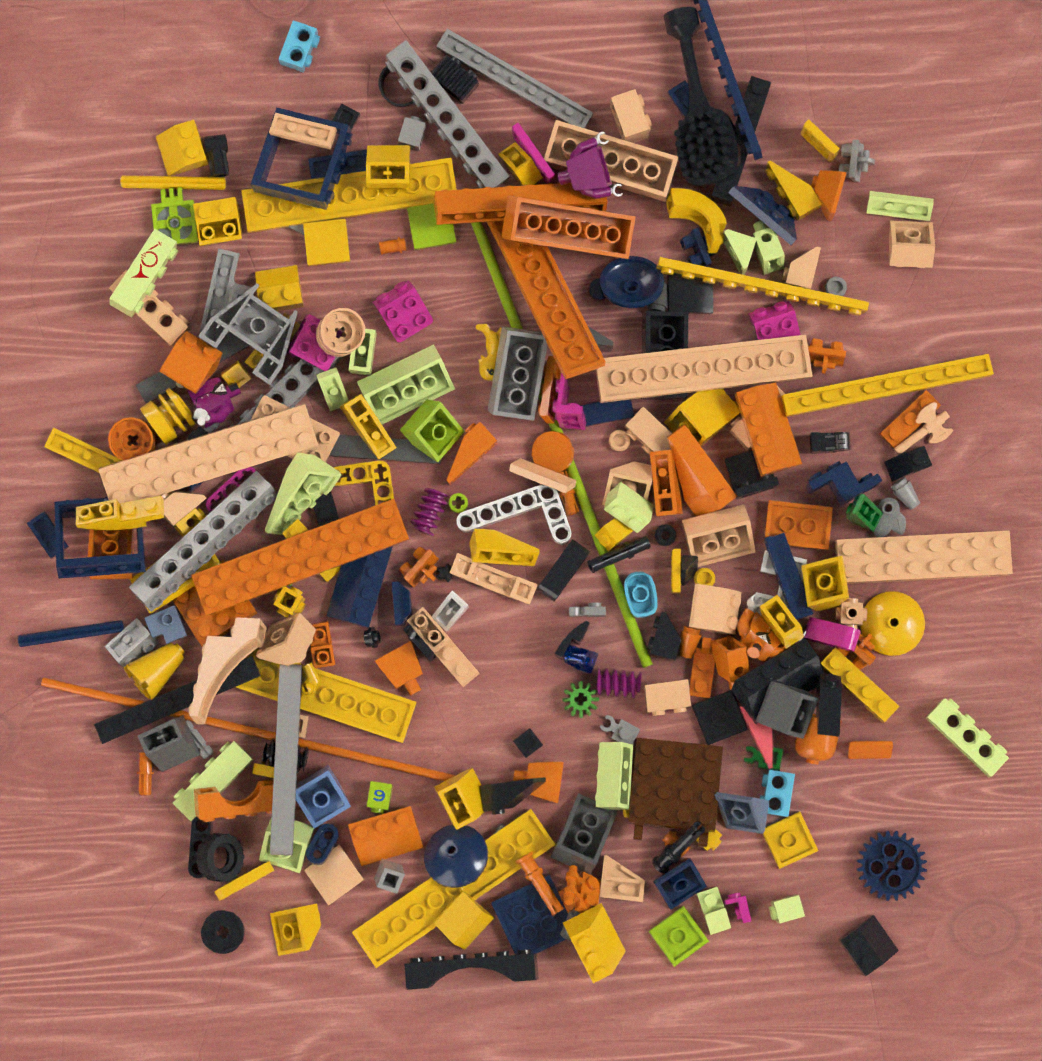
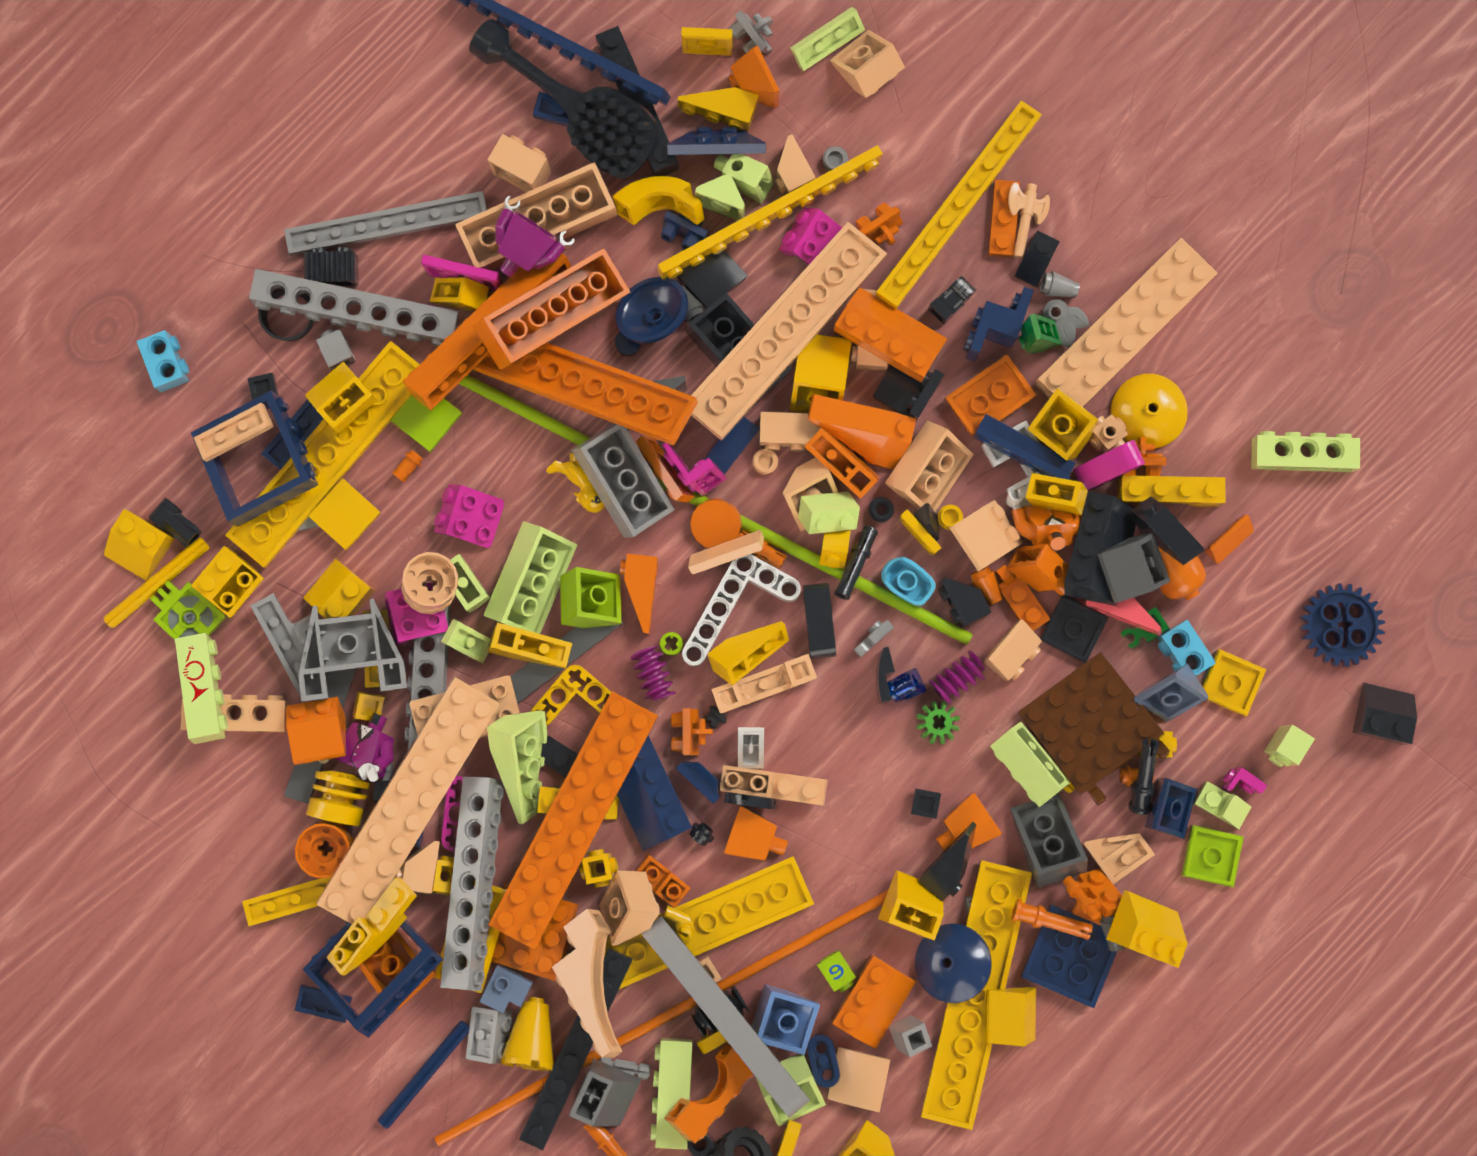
camera: 45 degrees left, 0 degrees up
(517, 967) = (1097, 1016): black arch -> none
(622, 732) = (1000, 718): light grey plate -> none

